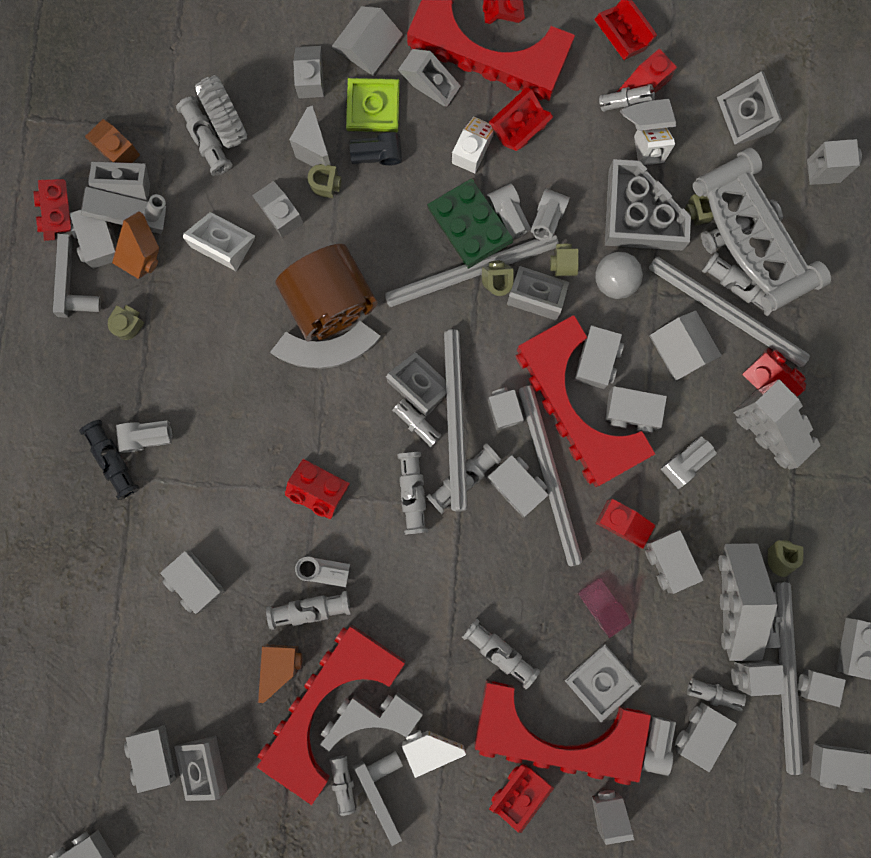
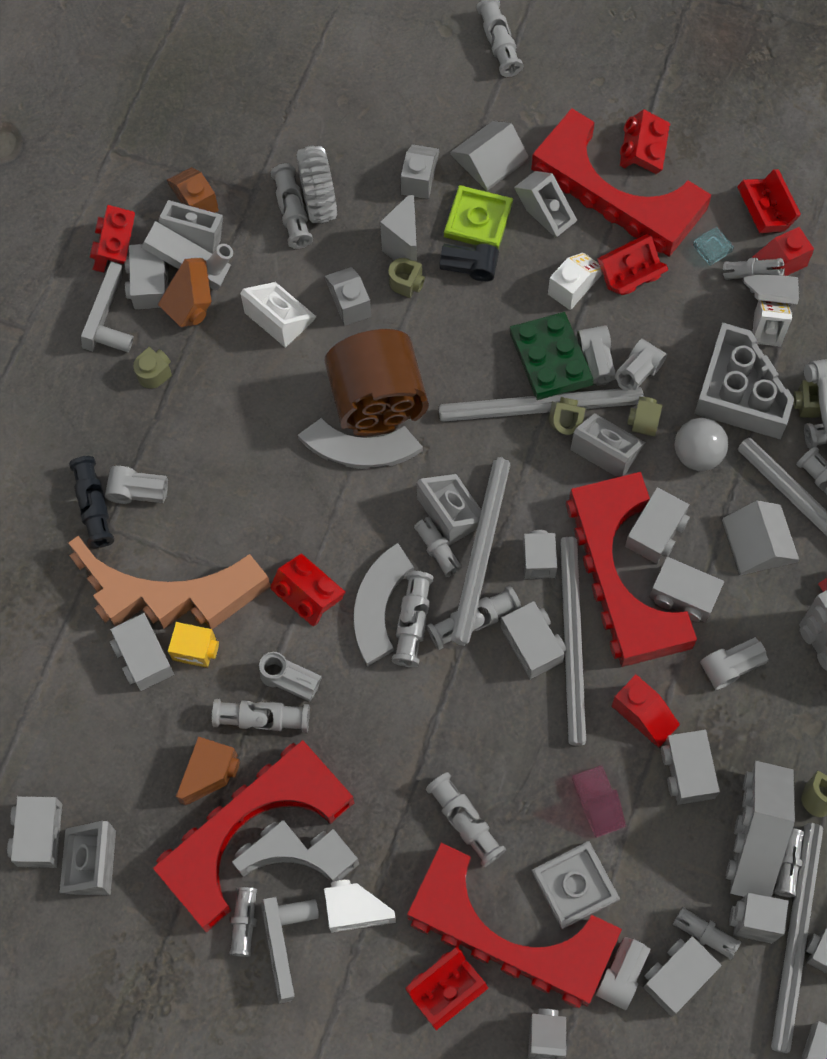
camera: 15 degrees right, 15 degrees down
(234, 565) = (193, 645): none -> yellow brick
(237, 519) = (212, 596): none -> nougat arch
(374, 485) = (372, 602): none -> light grey tile
(585, 81) = (713, 245): none -> clear light blue tile

